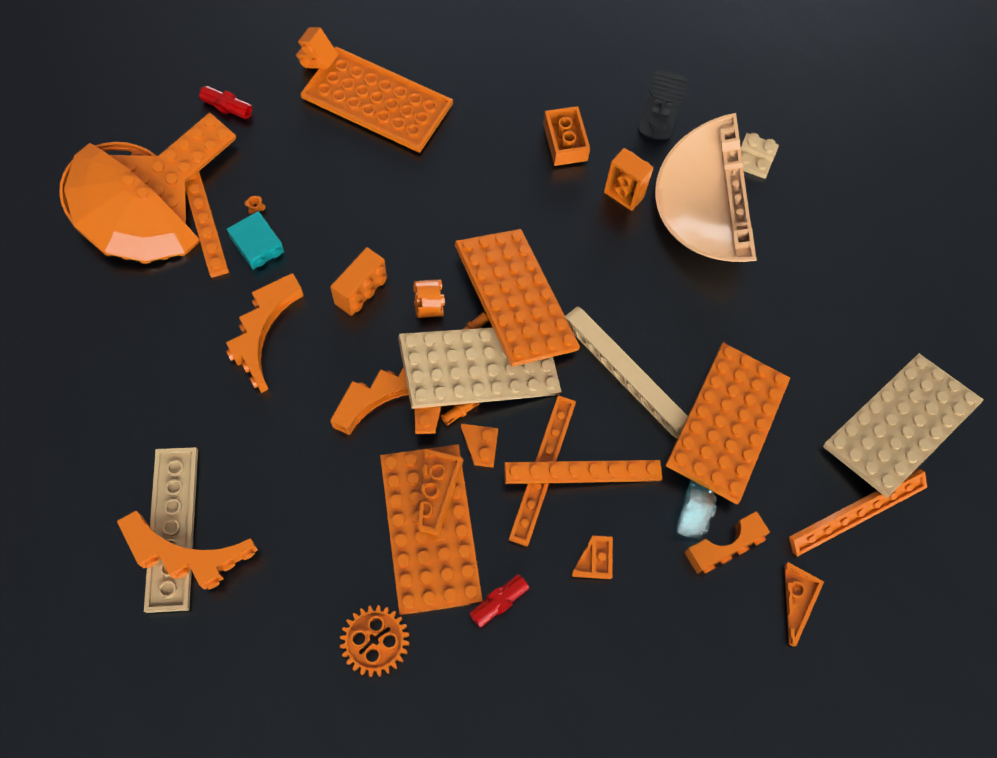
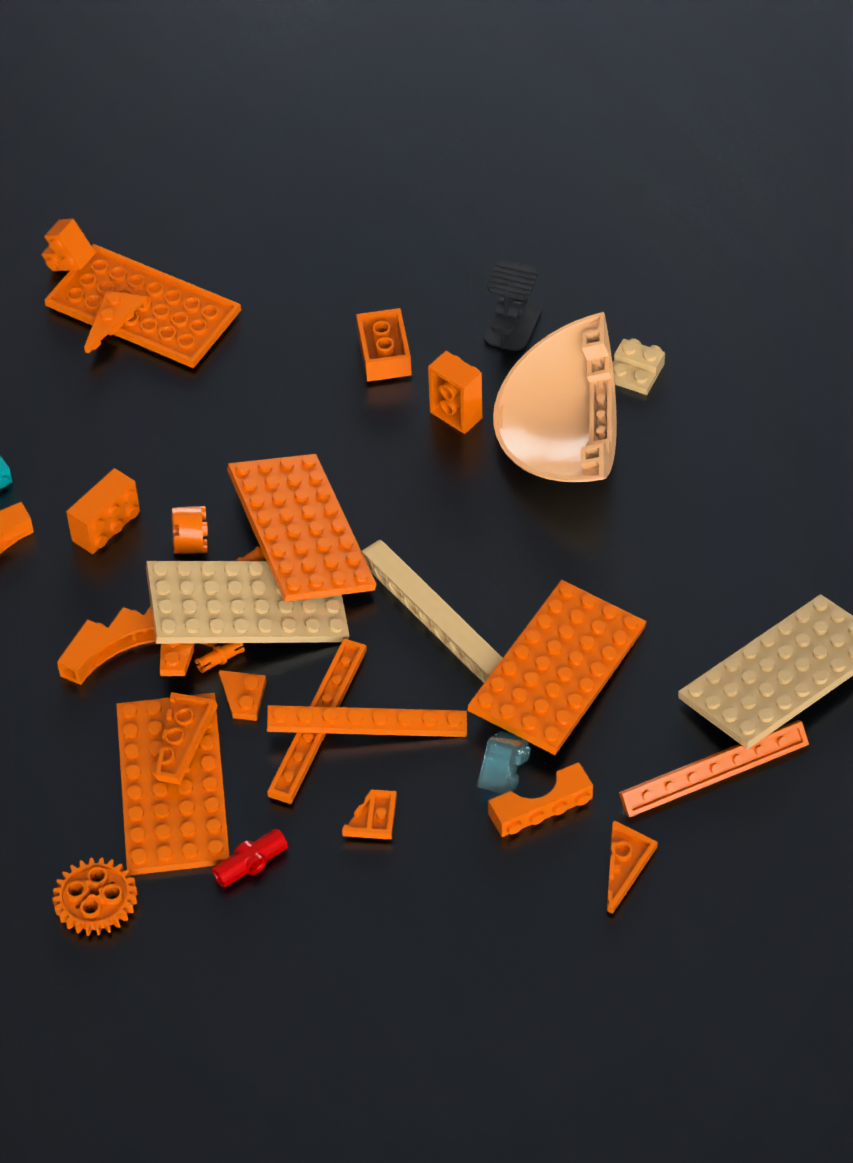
camera: 10 degrees right, 15 degrees down
(355, 106) = (111, 316): none -> orange wing

